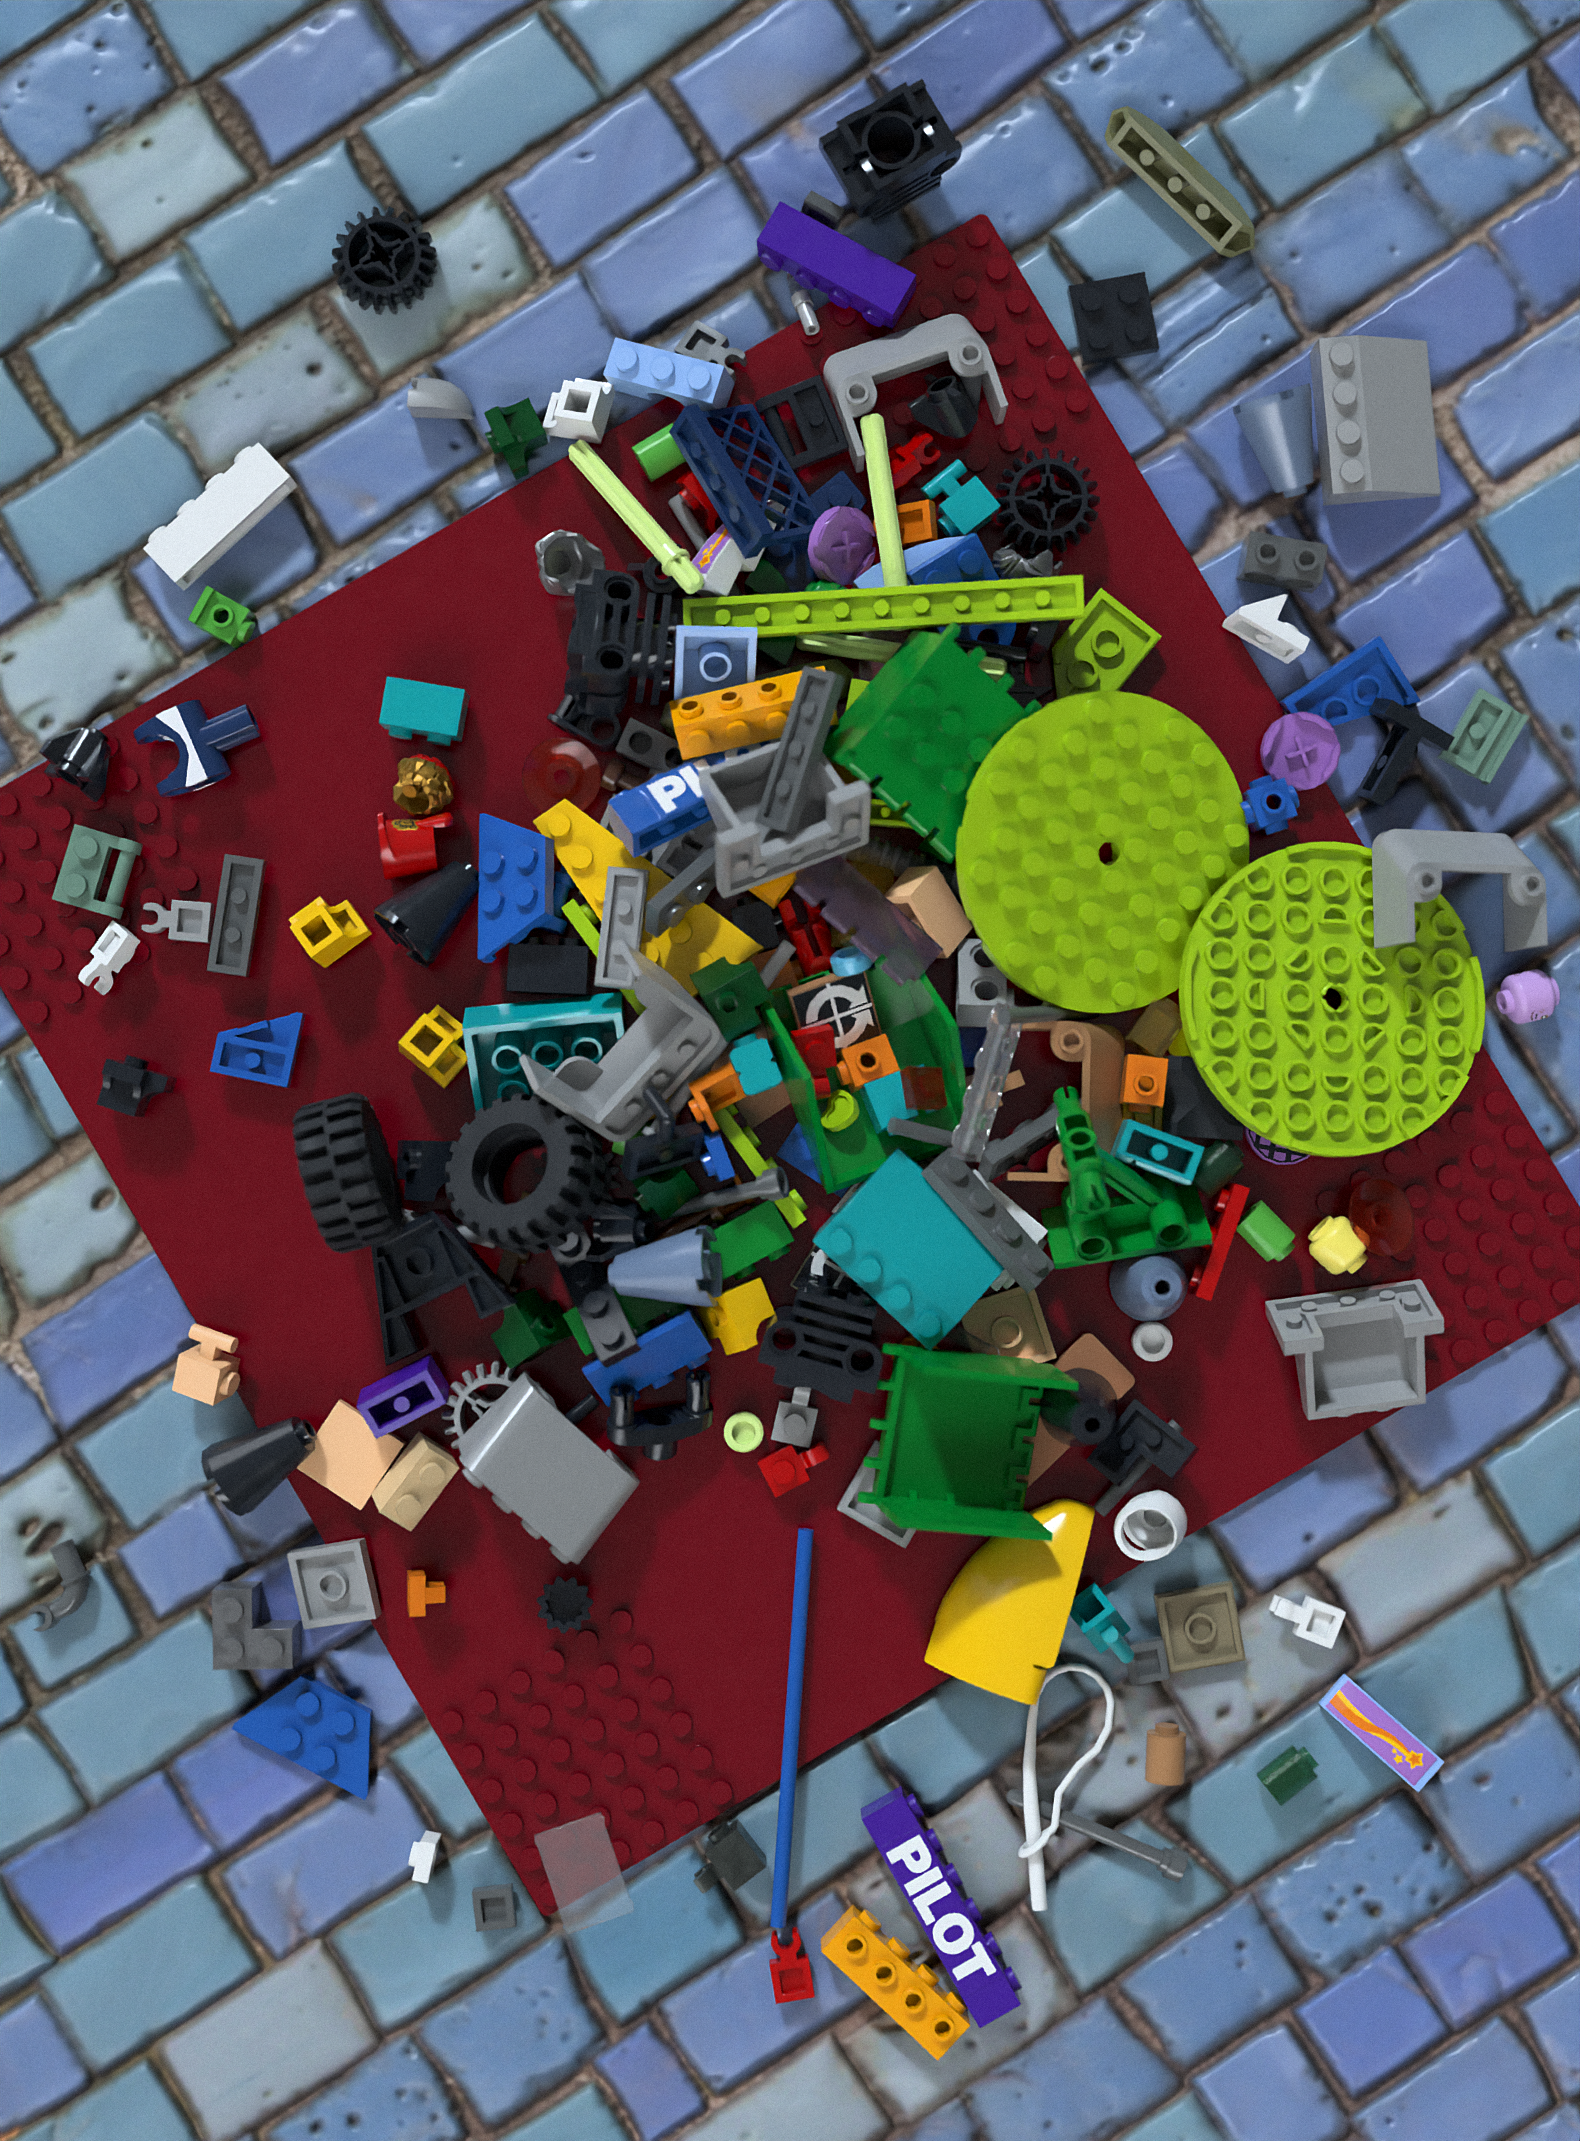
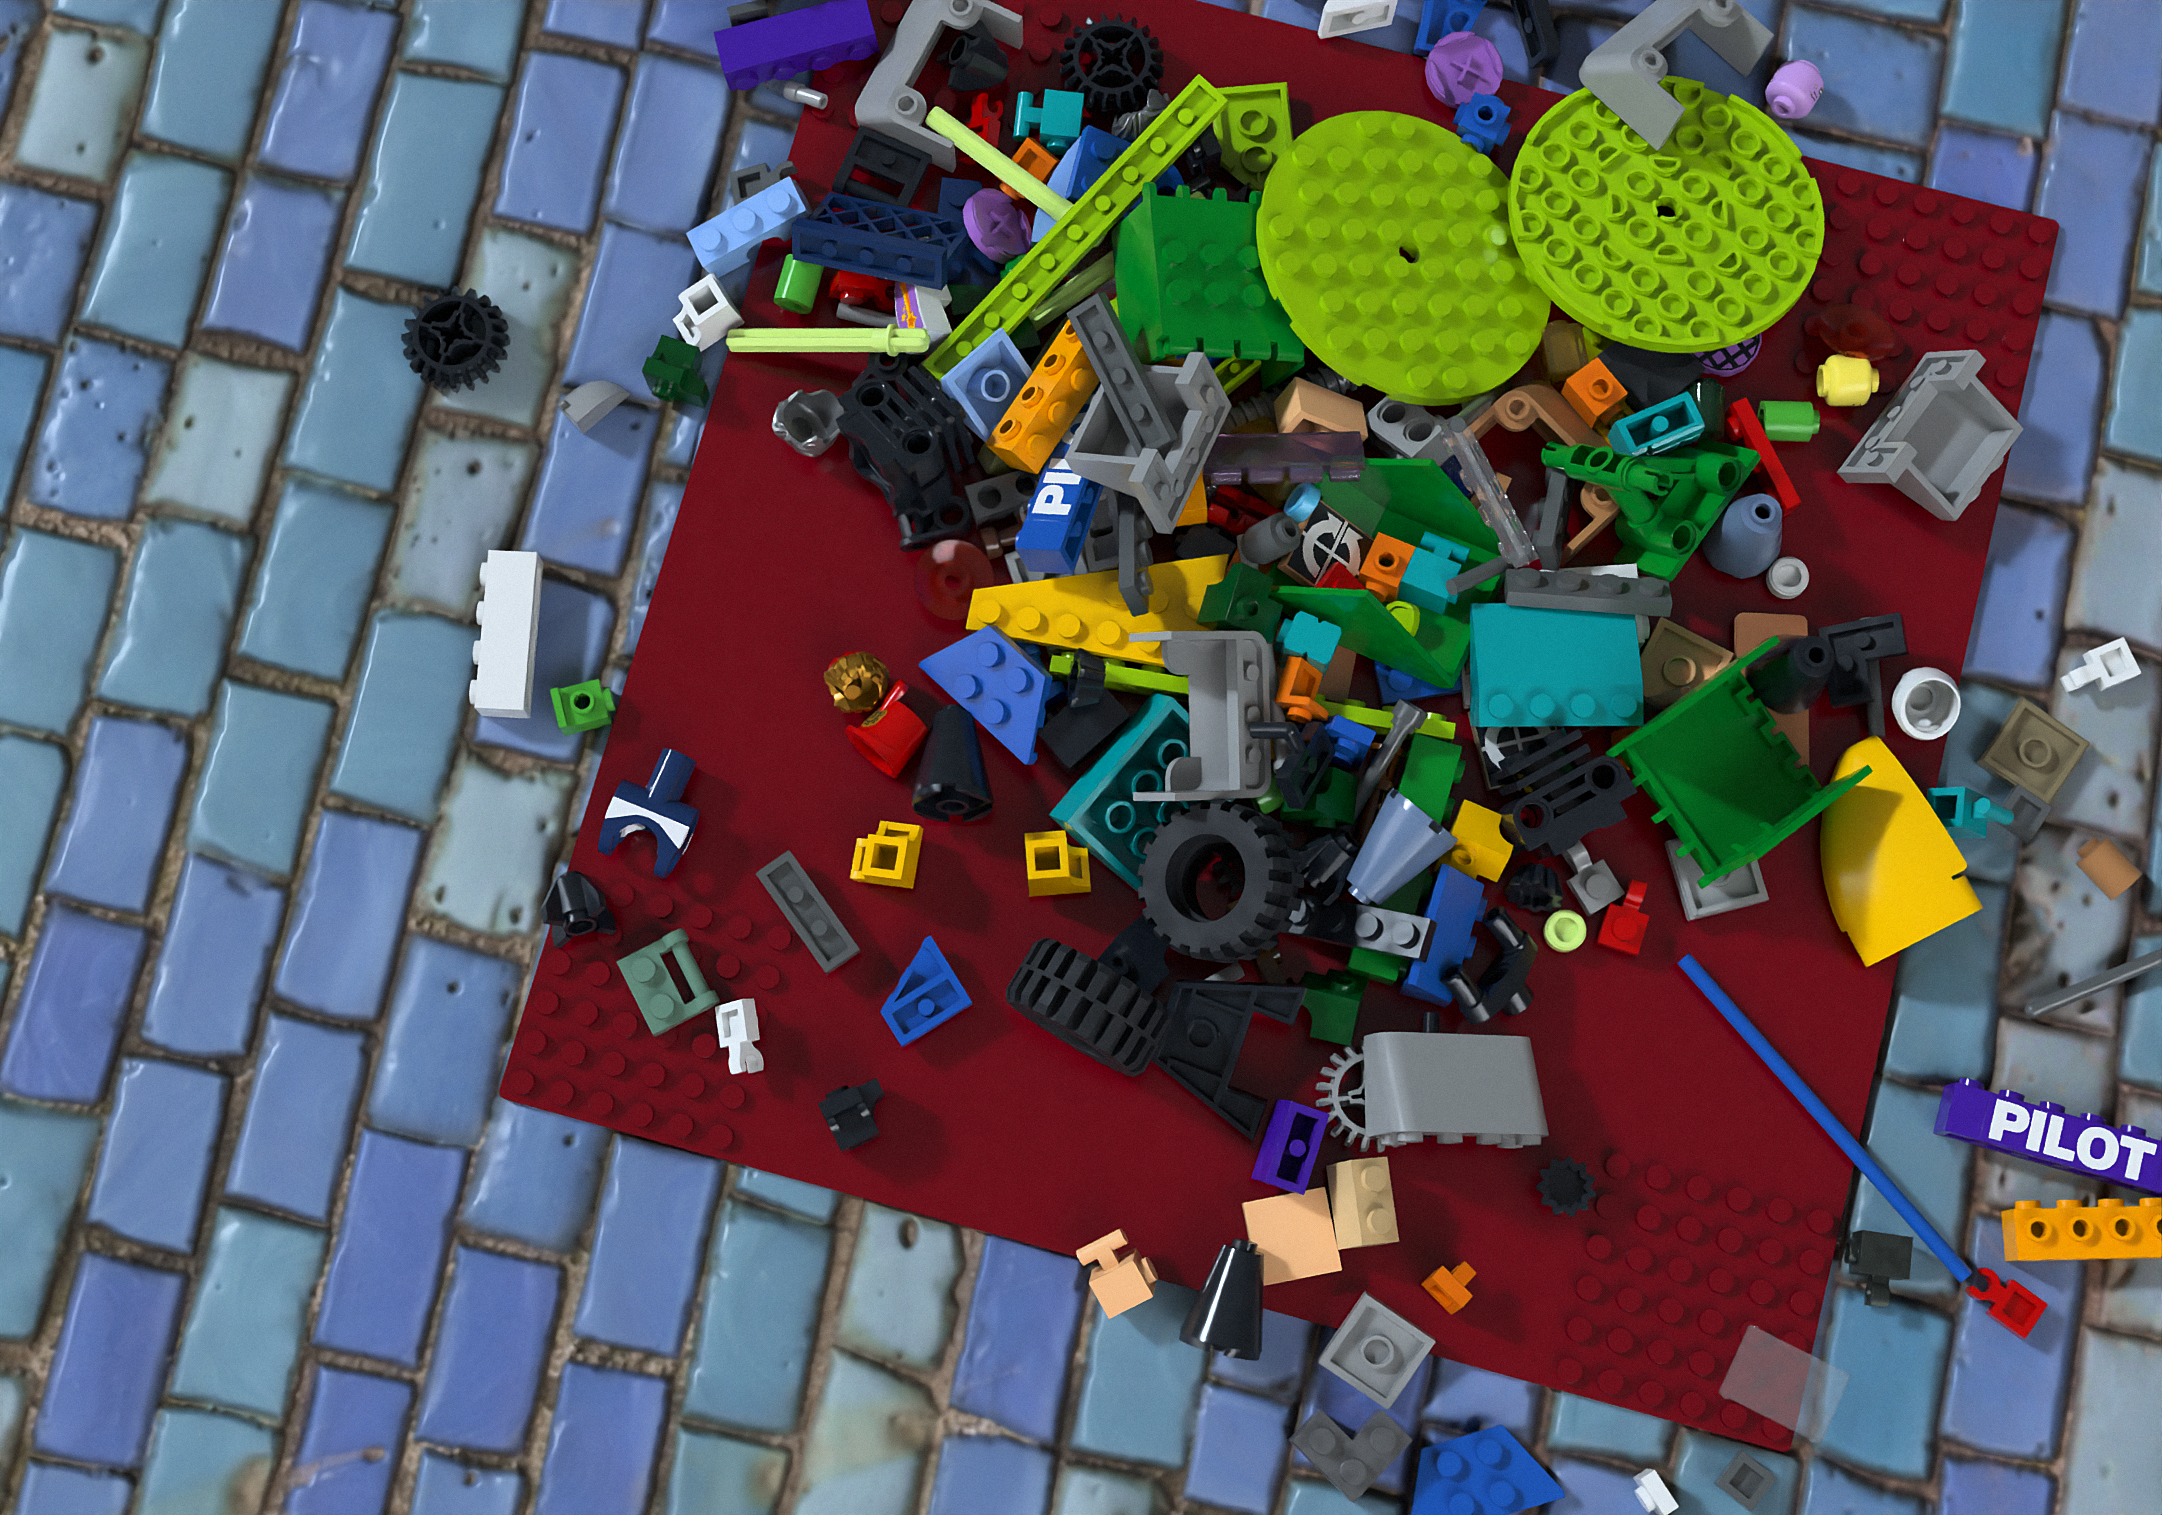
camera: 45 degrees left, 10 degrees down
(186, 920) = (774, 951): light grey plate -> none
(423, 710) = (803, 628): teal brick -> none
(573, 940) = (1085, 679): none -> black piece
(621, 922) = (1110, 637): light grey tile -> none
(749, 1383) = (1534, 888): none -> black piece
(799, 966) = (1270, 539): none -> dark grey brick
(923, 1088) = (1446, 543): clear red plate -> none
(1035, 1837) = (2080, 1020): white piece -> none

